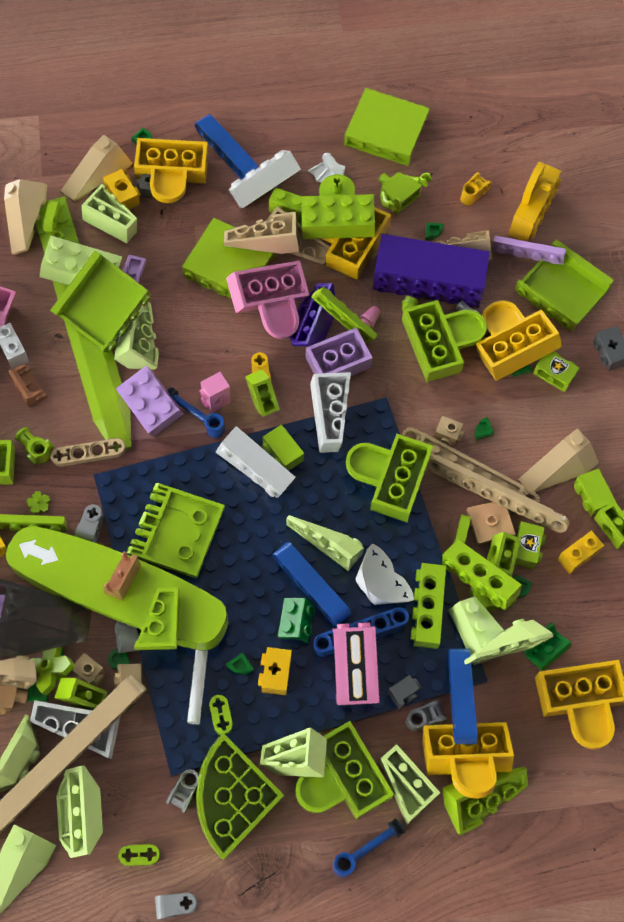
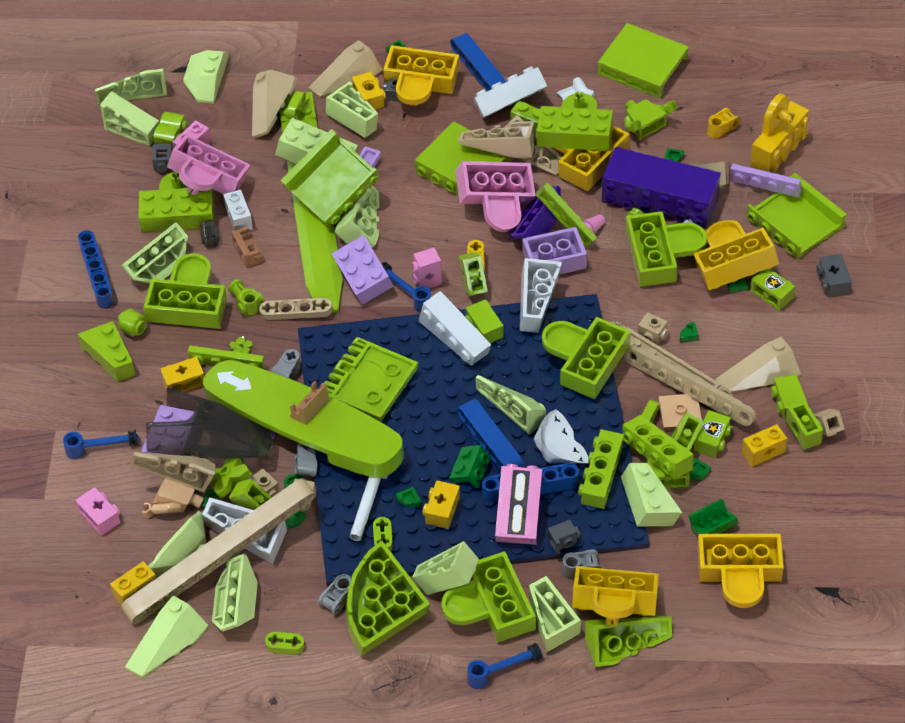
camera: 15 degrees right, 15 degrees down
(161, 623) = (339, 443): lime wing -> none
(171, 905) = (310, 684): light grey piece -> none
(462, 697) = (617, 543): blue beam -> none
(518, 638) = (676, 500): yellowish green wedge -> none

